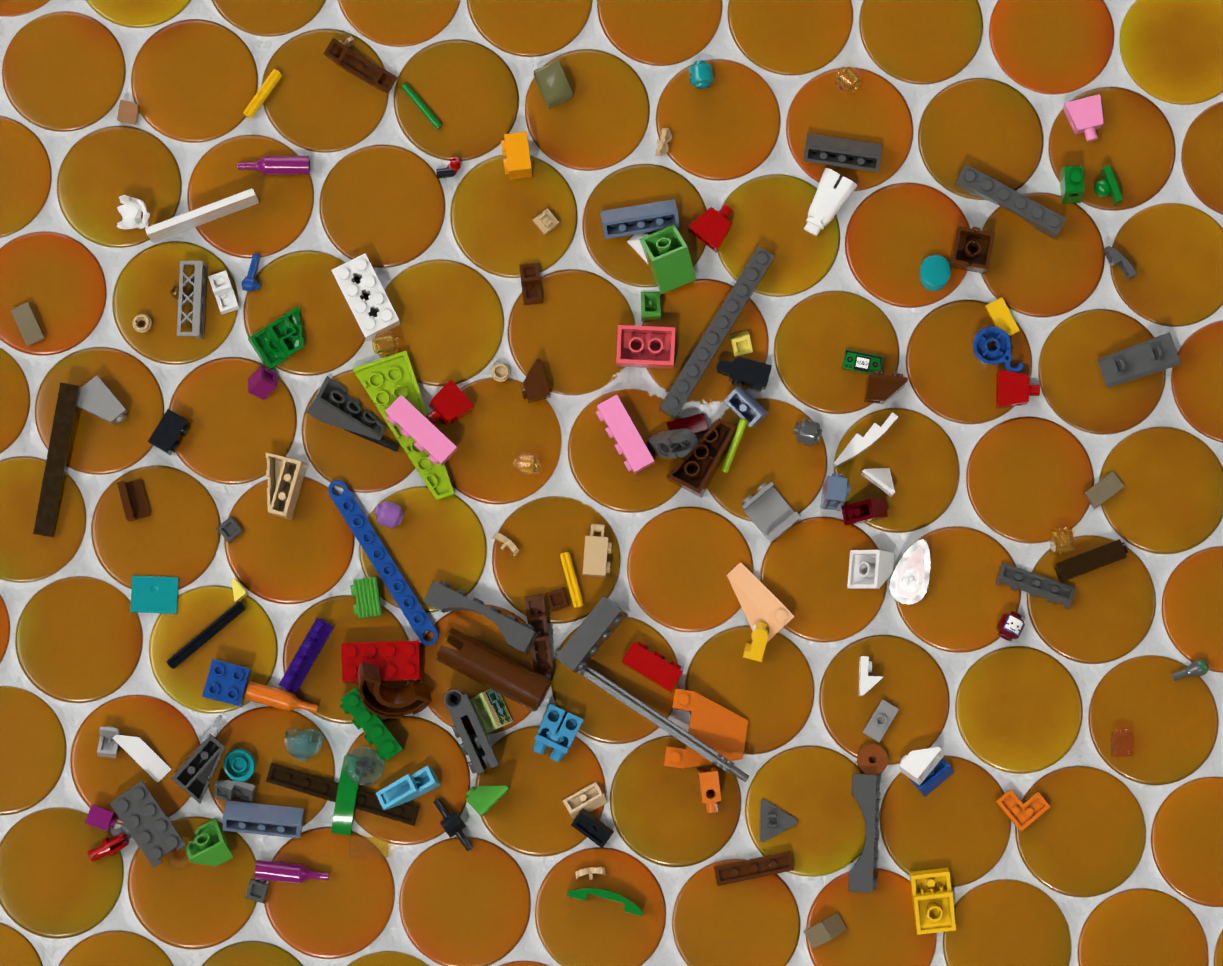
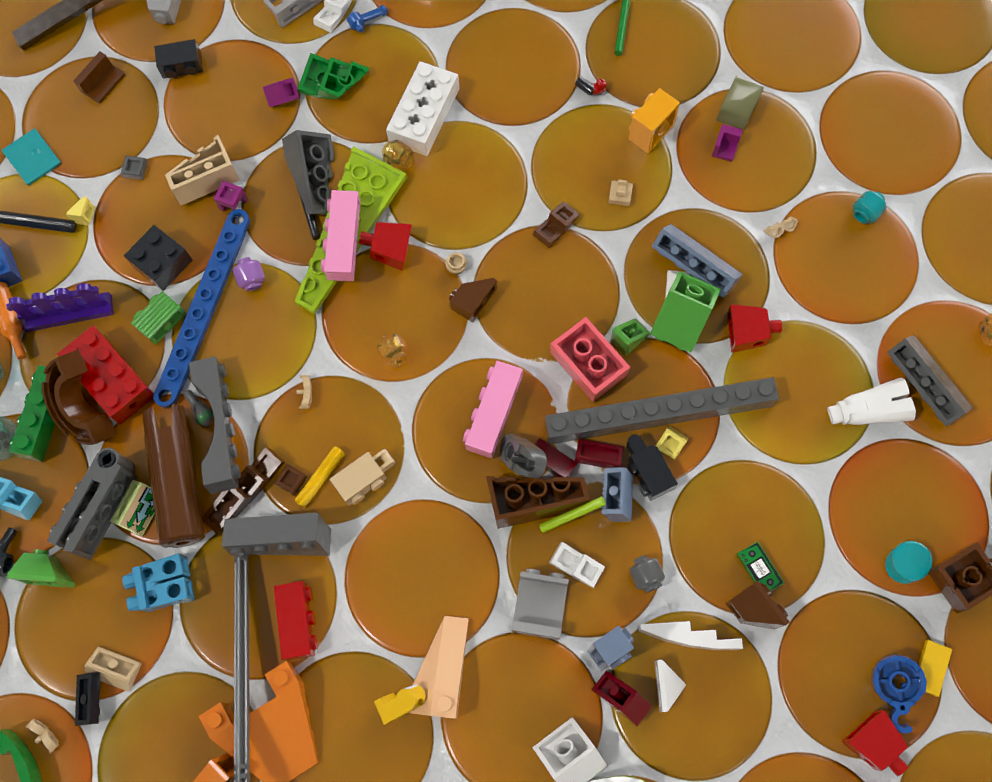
camera: 55 degrees right, 10 degrees down
(319, 481) = (229, 196): none -> magenta panel
(322, 564) = (158, 257): none -> black brick
(463, 621) = (202, 414): none -> dark grey piece
(573, 120) = (727, 142): none -> magenta panel
(709, 395) = (599, 454): none -> dark red tile
(765, 469) = (576, 564): none -> white slope

